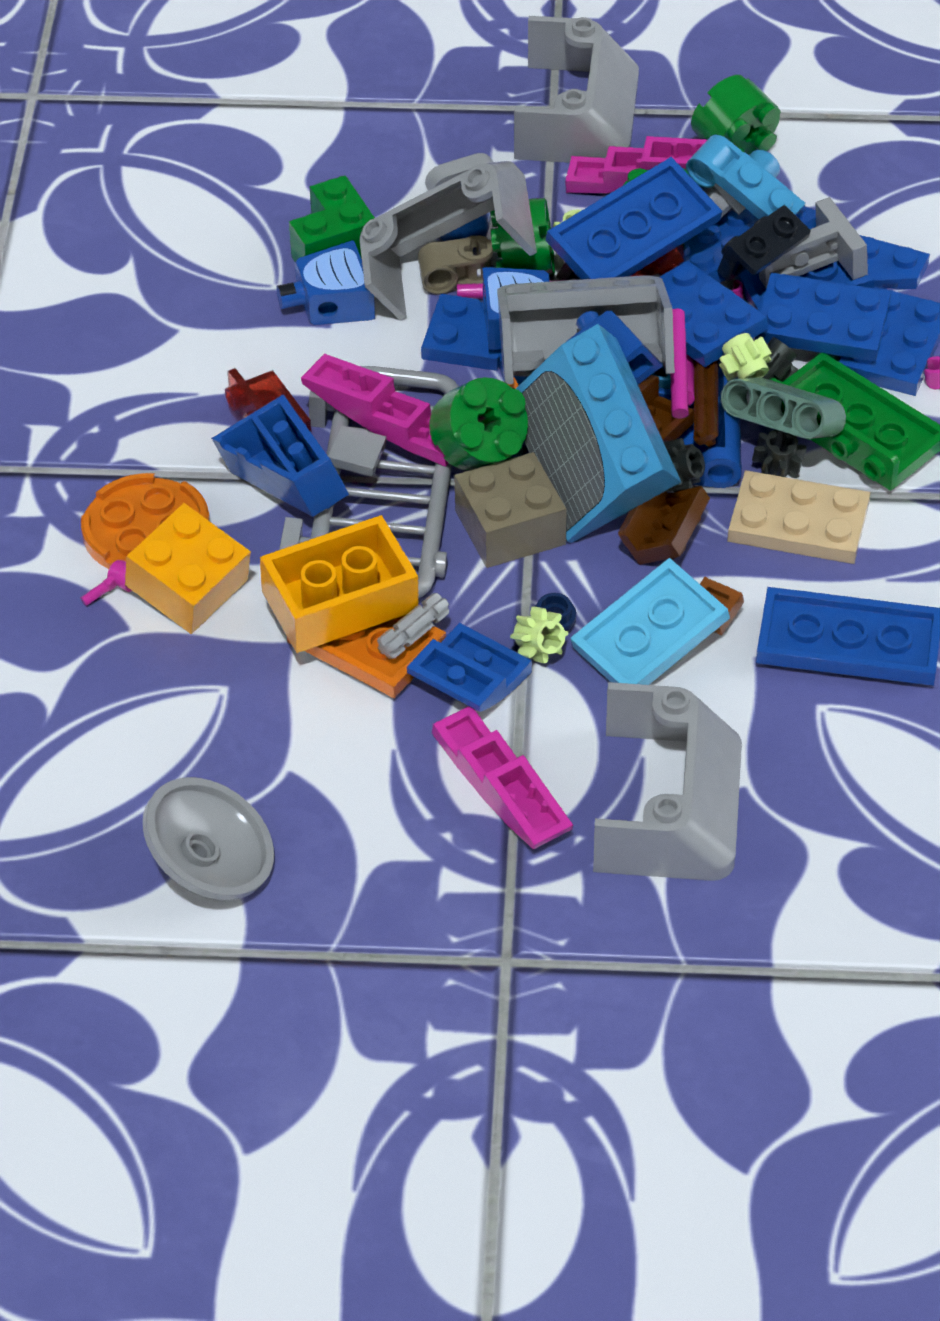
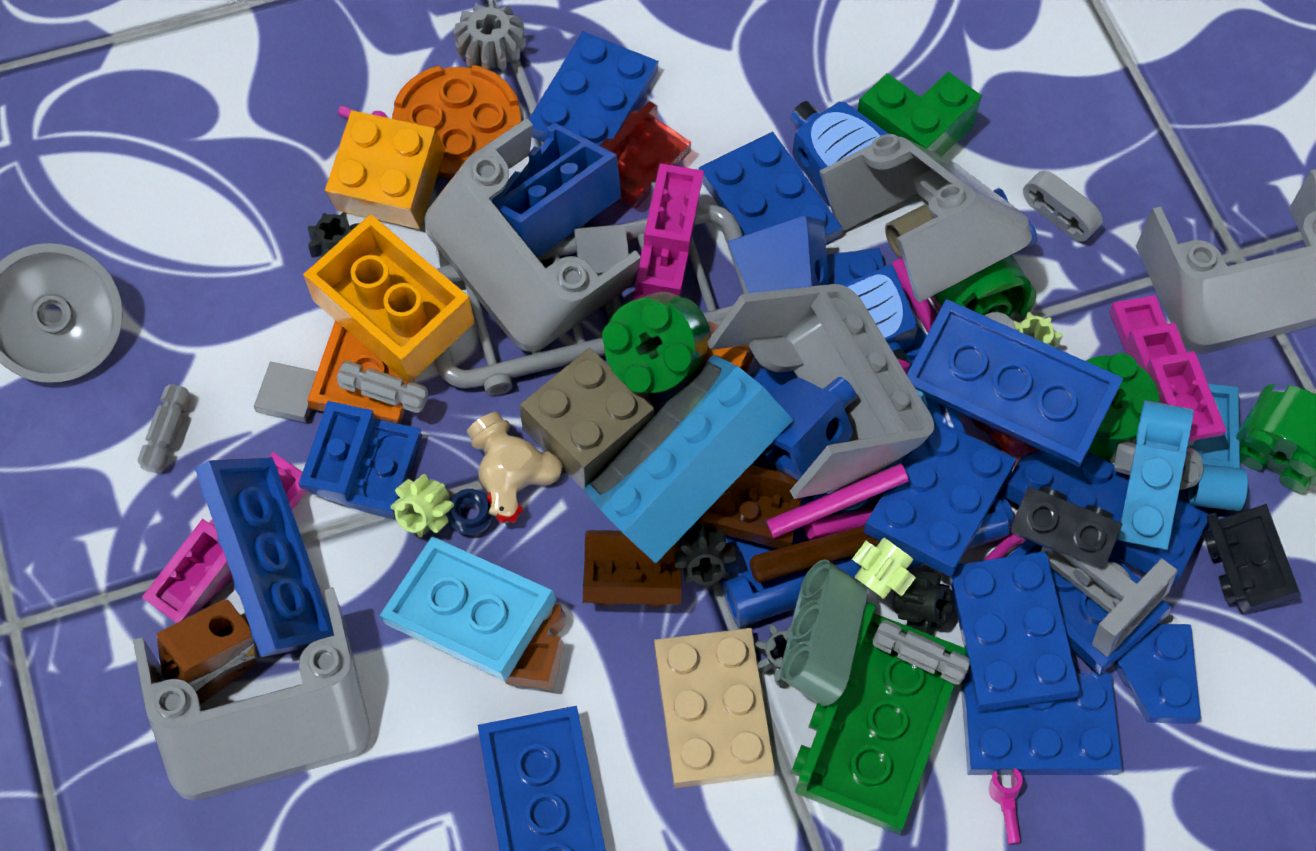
camera: 65 degrees right, 15 degrees up
(75, 469) = (490, 37): none -> light grey gear
(172, 426) = (594, 90): none -> blue plate
(234, 630) = (328, 233): none -> pearl dark grey gear
(310, 499) = (499, 268): none -> light grey windscreen
(361, 339) = (765, 188): none -> blue plate
(362, 802) = (164, 428): none -> light grey axle
(369, 708) = (285, 392): none -> light grey piece
(441, 340) = (783, 256): none -> blue torso
(524, 574) = (509, 465): none -> tan animal
(566, 729) = (265, 554): none -> blue plate
(611, 785) = (208, 649): none -> dark orange torso
(820, 368) = (921, 652): none -> light grey axle
(822, 177) = (1253, 559): none -> black bracket

